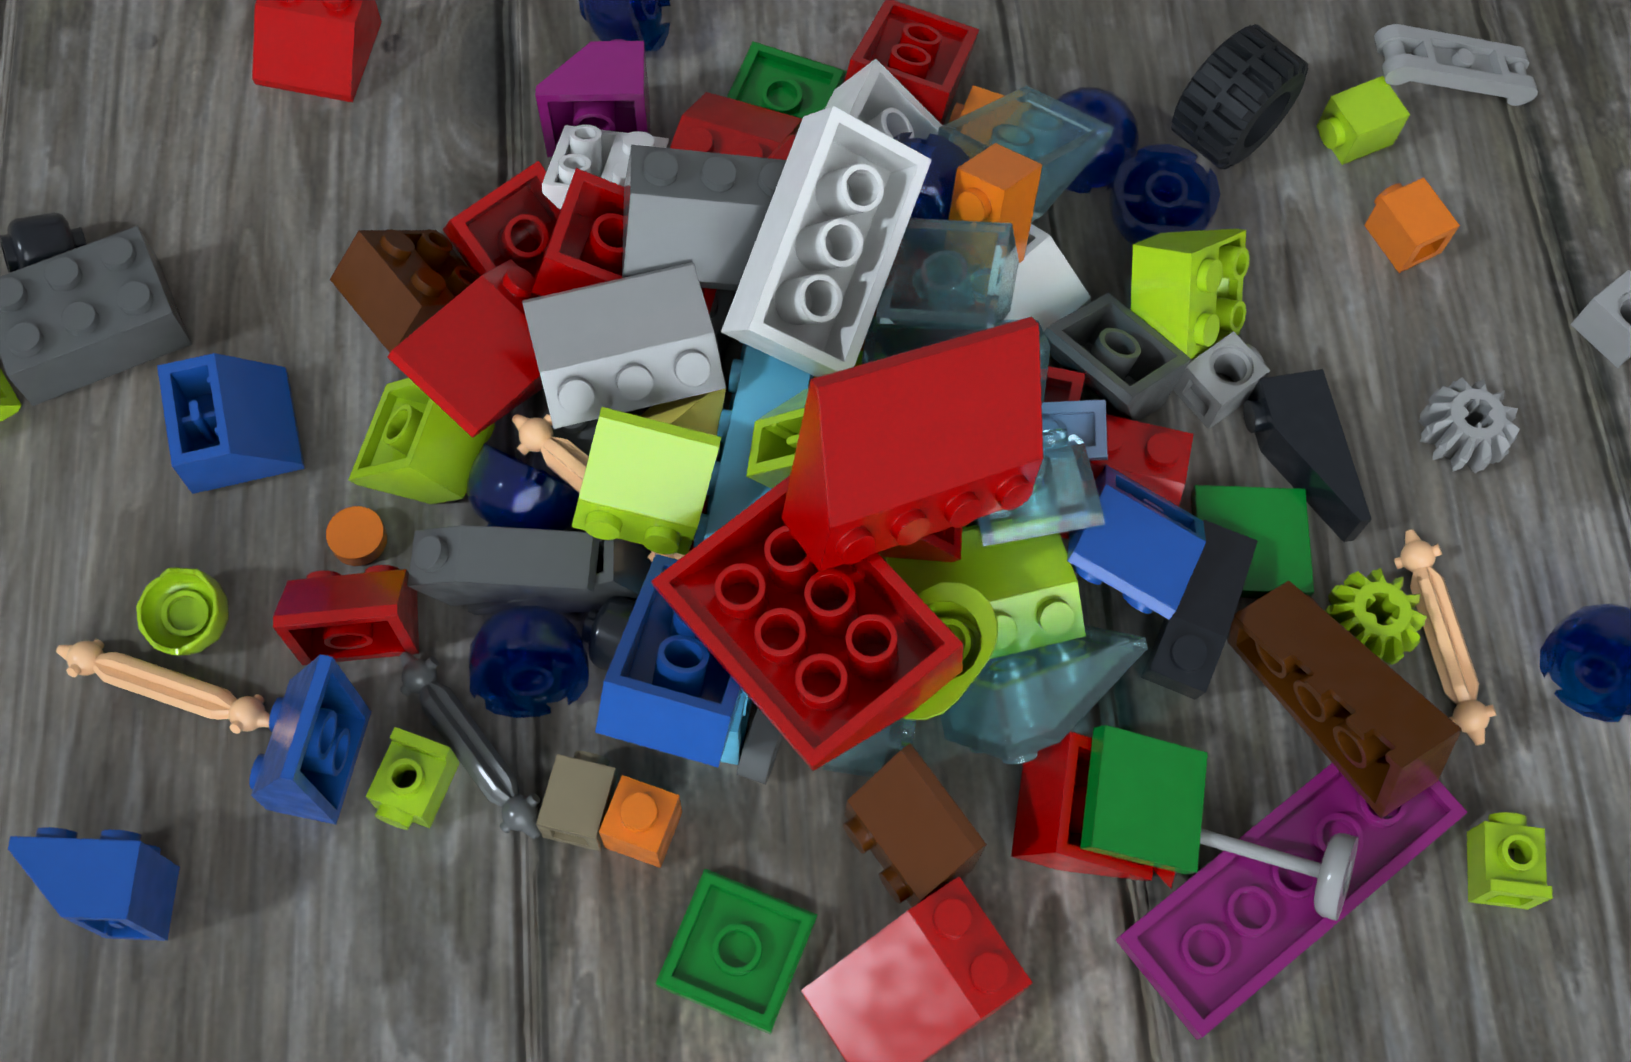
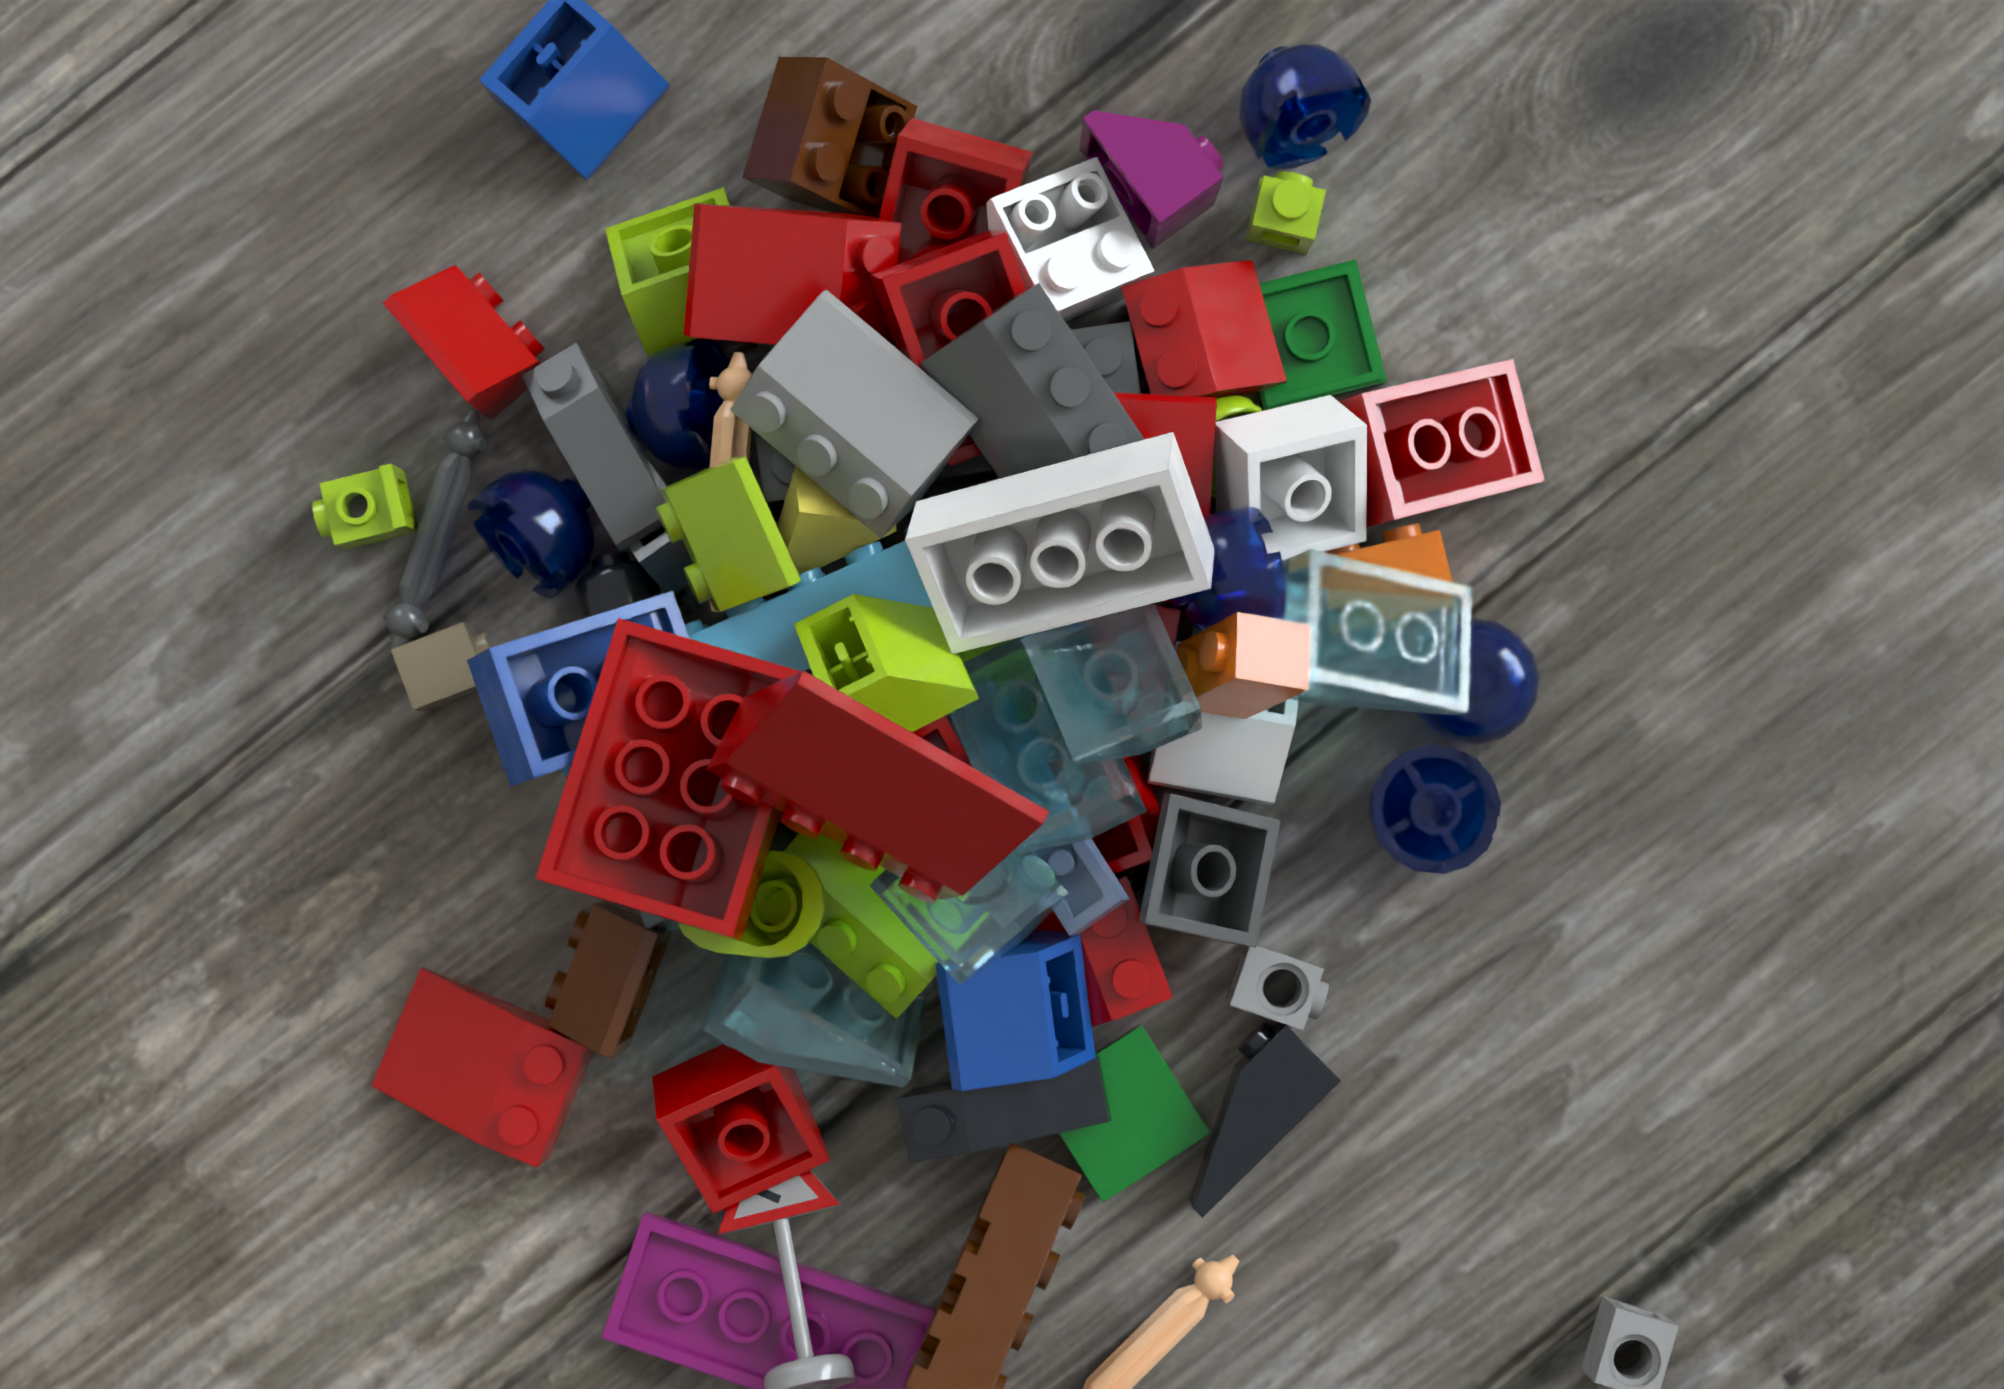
camera: 60 degrees right, 20 degrees up
(102, 884) = (92, 324): blue slope -> none
(165, 685) = (305, 226): light nougat wheel -> none
(182, 611) = (373, 189): lime hair -> none
(311, 744) = (323, 404): blue slope -> none
(356, 536) = (555, 280): orange tile -> none
(641, 821) = (457, 735): orange brick -> none
(684, 44) = (1286, 212): none -> lime brick
(736, 951) = (417, 890): green tile -> none
(1144, 800) = (766, 1167): green tile -> none
(1191, 286) = (1340, 899): lime slope -> none
(1239, 96) = (1611, 814): black tyre -> none
(1362, 120) = (1696, 951): lime brick -> none
(1378, 614) = (1088, 1270): lime gear -> none
(1410, 224) = (1598, 1071): orange brick -> none
(1455, 62) = (1834, 1015): light grey plate -> none
(1468, 425) = (1400, 1275): light grey gear -> none

